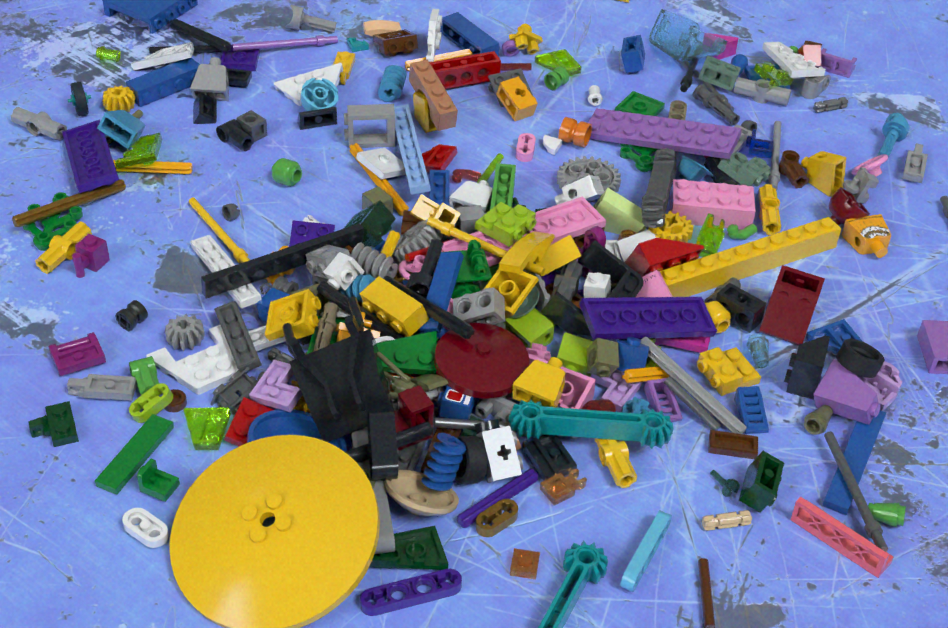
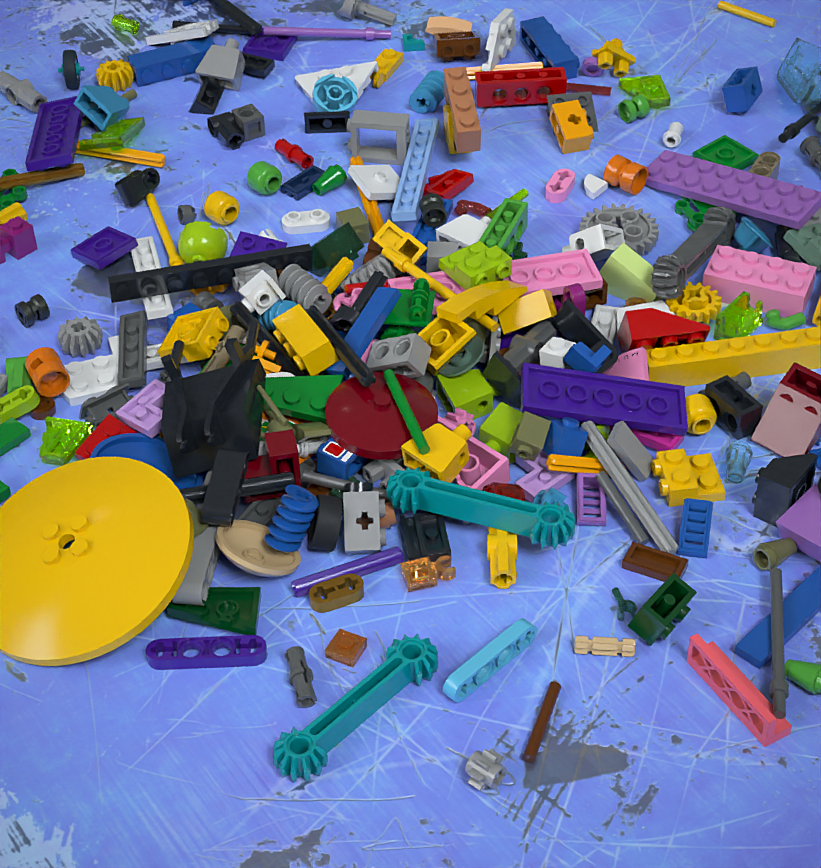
camera: 20 degrees right, 0 degrees up
(172, 250) = (104, 247): none -> dark purple tile
(173, 368) = (47, 372): none -> orange wheel
(180, 192) = (137, 185): none -> black piece
(260, 236) = (202, 242): none -> lime cylinder
(261, 202) = (221, 208): none -> yellow head
(301, 148) = (294, 153): none -> red pin
(322, 173) = (301, 184): none -> dark blue tile
(334, 204) = (305, 221): none -> white plate
(341, 165) = (331, 179): none -> green cone
(441, 181) = (433, 210): none -> pearl dark grey wheel
(500, 597) = (300, 677): none -> dark grey pin
(507, 354) = (406, 412): none -> green bar
(622, 288) = (584, 359): none -> blue panel
(680, 355) = (630, 451): none -> light grey tile

